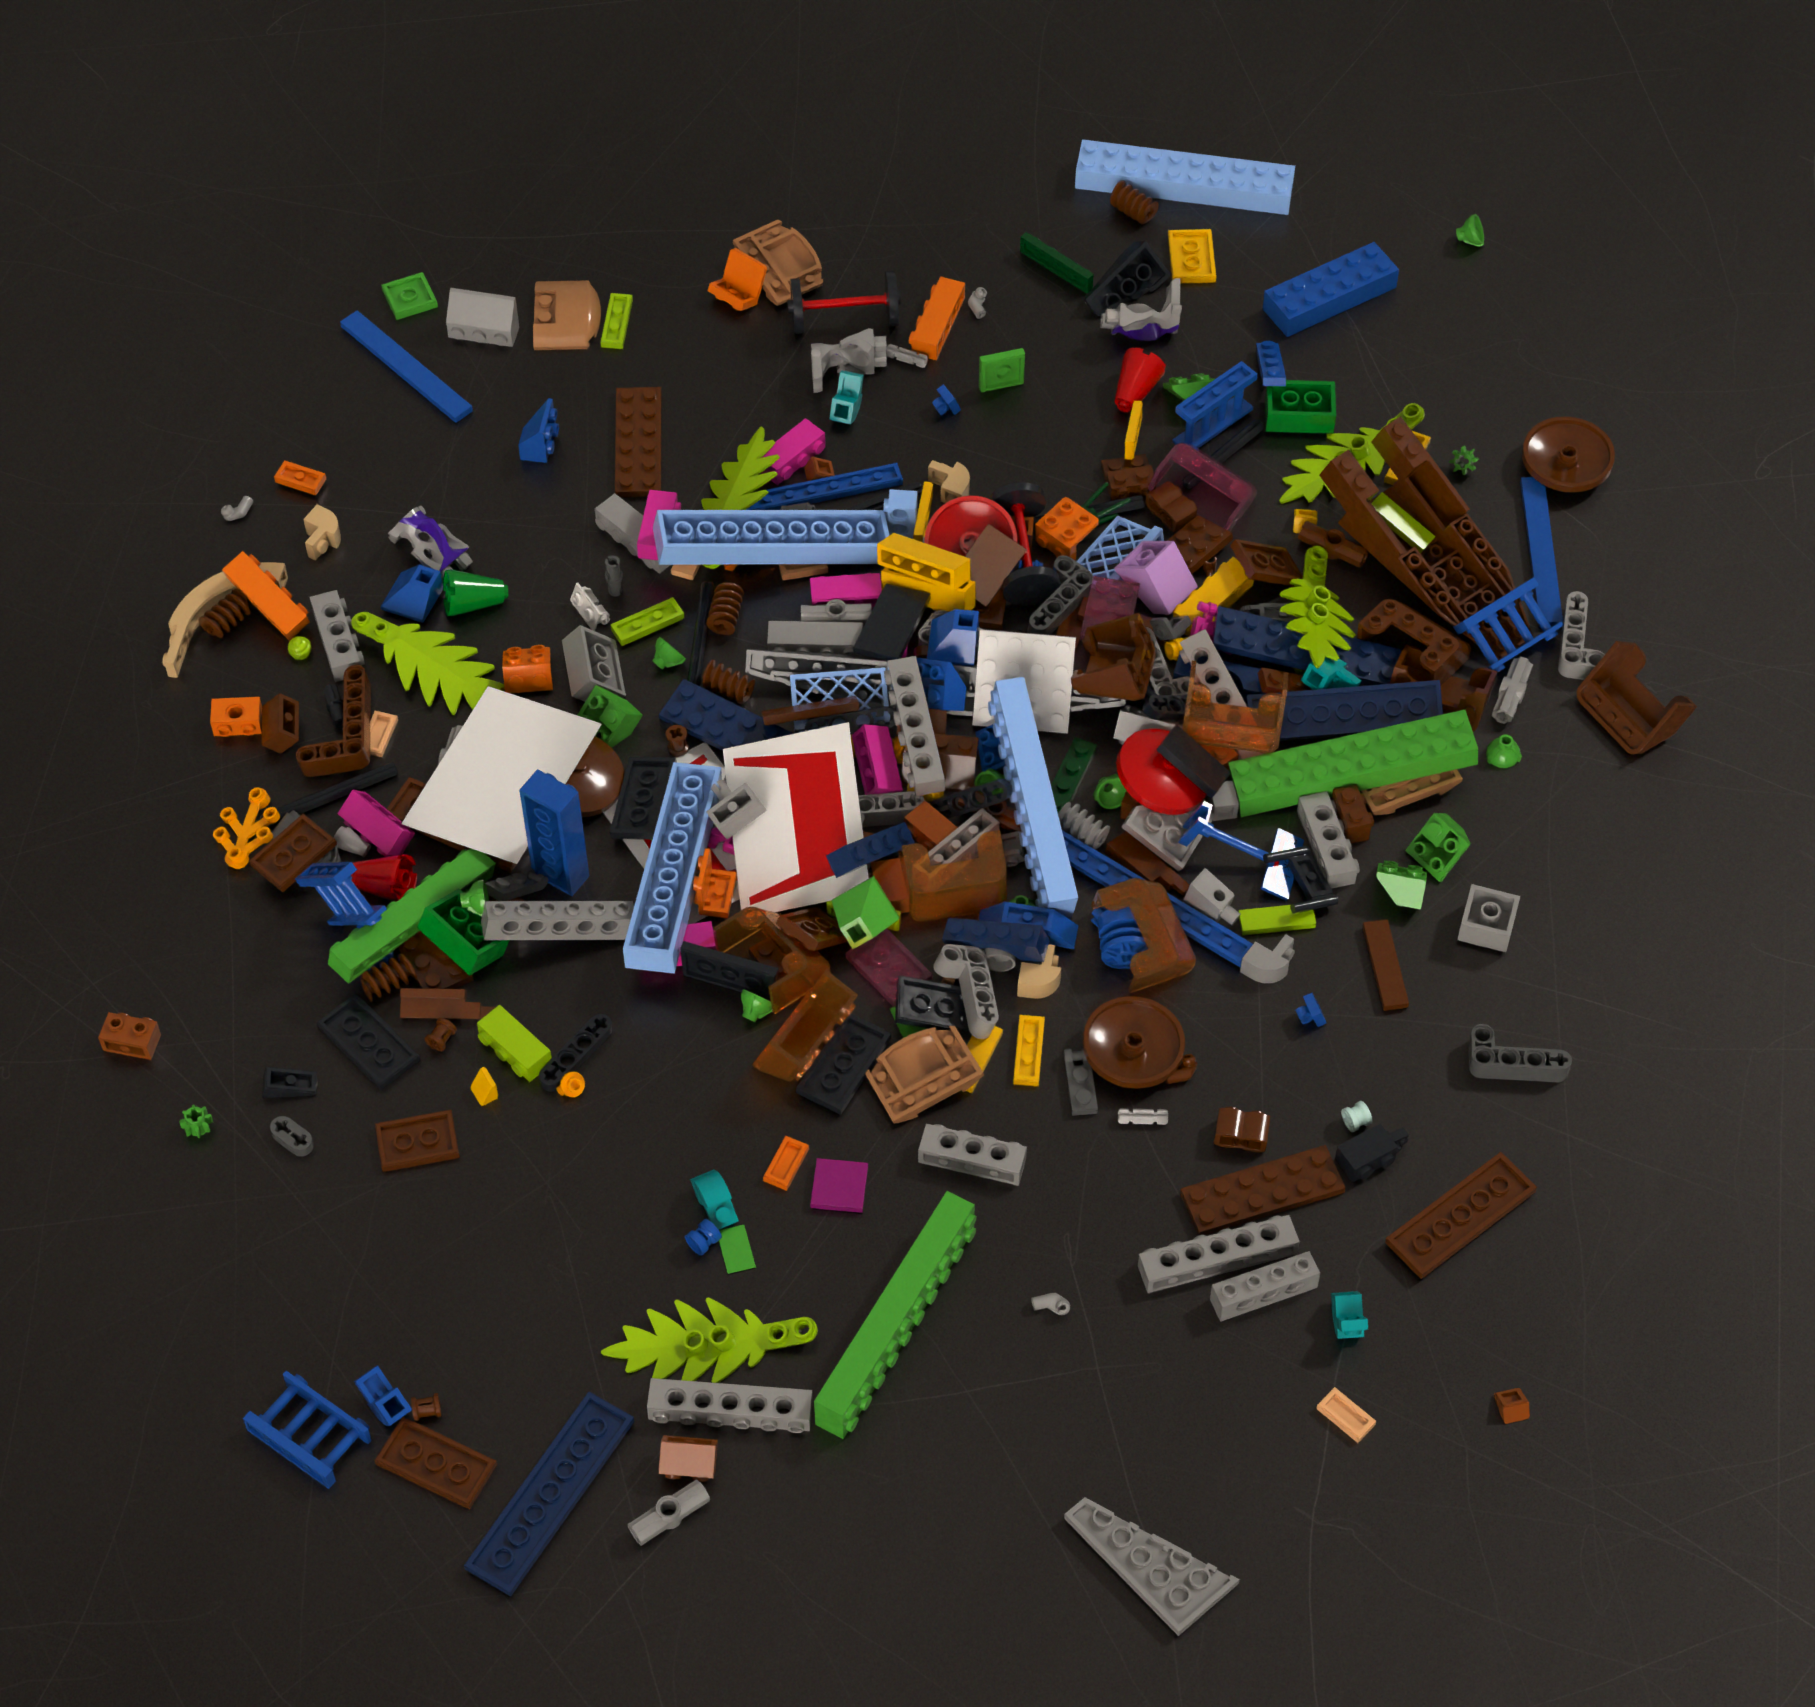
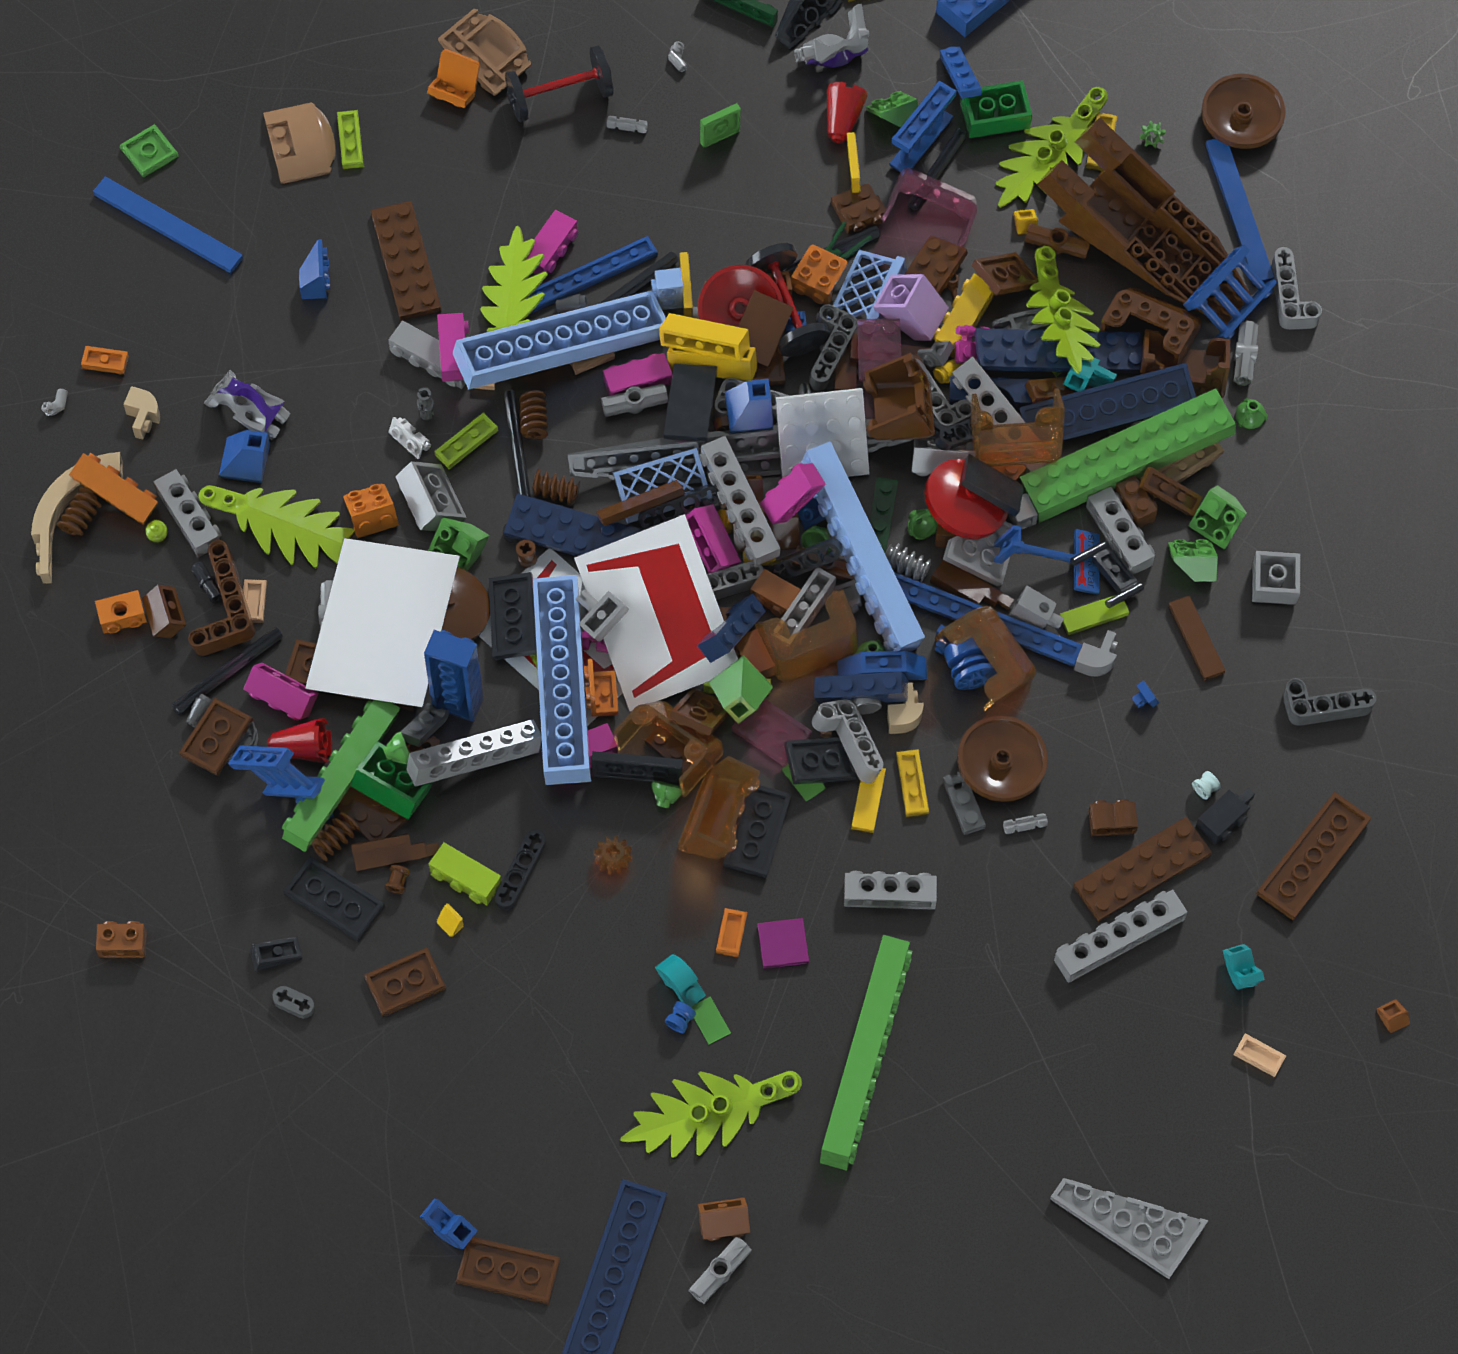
camera: 15 degrees left, 10 degrees up
(196, 1121) = (203, 1001): bright green gear -> none
(238, 855) = (164, 720): light orange plant -> none
(302, 1454) = (371, 1280): blue fence -> none
(351, 841) = (262, 713): light grey cone -> none
(426, 1407) = (483, 1226): reddish brown bush -> none
(471, 592) = (298, 445): green cone -> none
(482, 317) = (227, 163): light grey slope -> none
(571, 1084) = (525, 901): light orange plate -> none
(666, 655) = (493, 470): bright green piece -> none
(679, 1056) = (621, 857): none -> clear orange gear
(719, 1395) = (755, 1154): light grey brick -> none
(813, 636) = (622, 428): light grey brick -> none
(818, 468) = (578, 256): dark orange slope -> none
(848, 398) = (586, 180): teal brick -> none
(859, 350) = (576, 136): light grey hips -> none
(923, 1072) = (828, 824): medium nougat slope -> none
(938, 317) = (646, 80): orange brick -> none
(942, 685) = (752, 455): blue slope -> none
(945, 401) = (676, 165): blue tile -> none
(953, 481) = (705, 244): tan brick -> none
(971, 724) = (792, 493): none -> dark pink brick
(1053, 1302) = (991, 1009): light grey arm -> none
(1171, 506) = (905, 231): reddish brown brick -> none
(1185, 1070) = (1051, 773): reddish brown arm -> none
(1264, 1286) = (1166, 957): light grey brick -> none
(1391, 808) = (1170, 491): none -> reddish brown plate
(1402, 523) = (1117, 212): lime tile -> none
(1626, 705) = (1347, 348): reddish brown windscreen -> none

